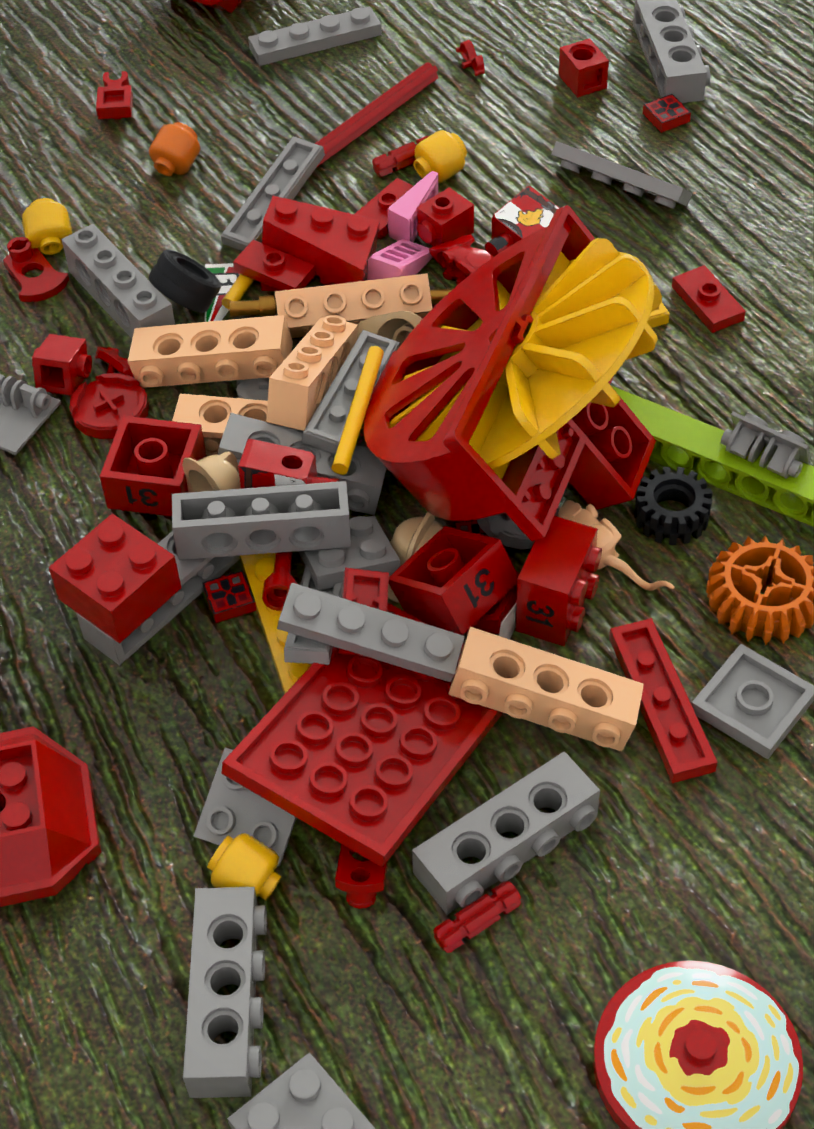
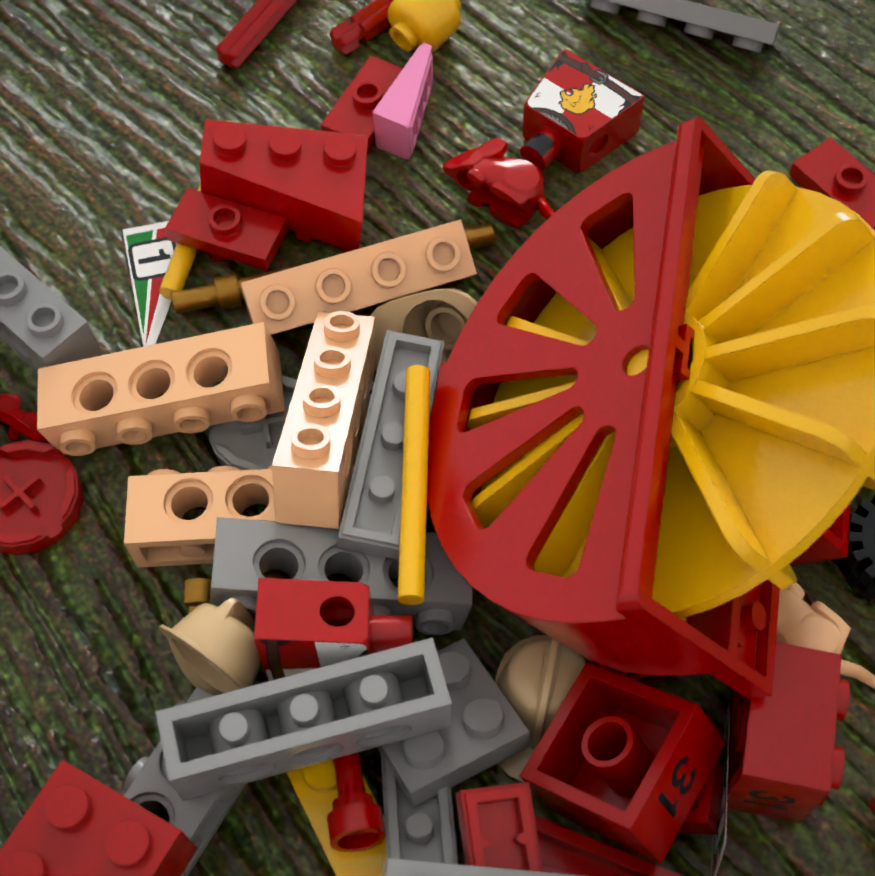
camera: 10 degrees left, 10 degrees up
(147, 464) = (104, 612): red brick -> none
(174, 149) = (44, 52): orange head -> none
(184, 281) = (99, 274): black tyre -> none
(229, 596) = (270, 824): red tile -> none
(282, 180) = (203, 94): light grey tile -> none
(398, 260) = (403, 194): bright pink slope -> none
(445, 218) = (456, 115): red brick -> none

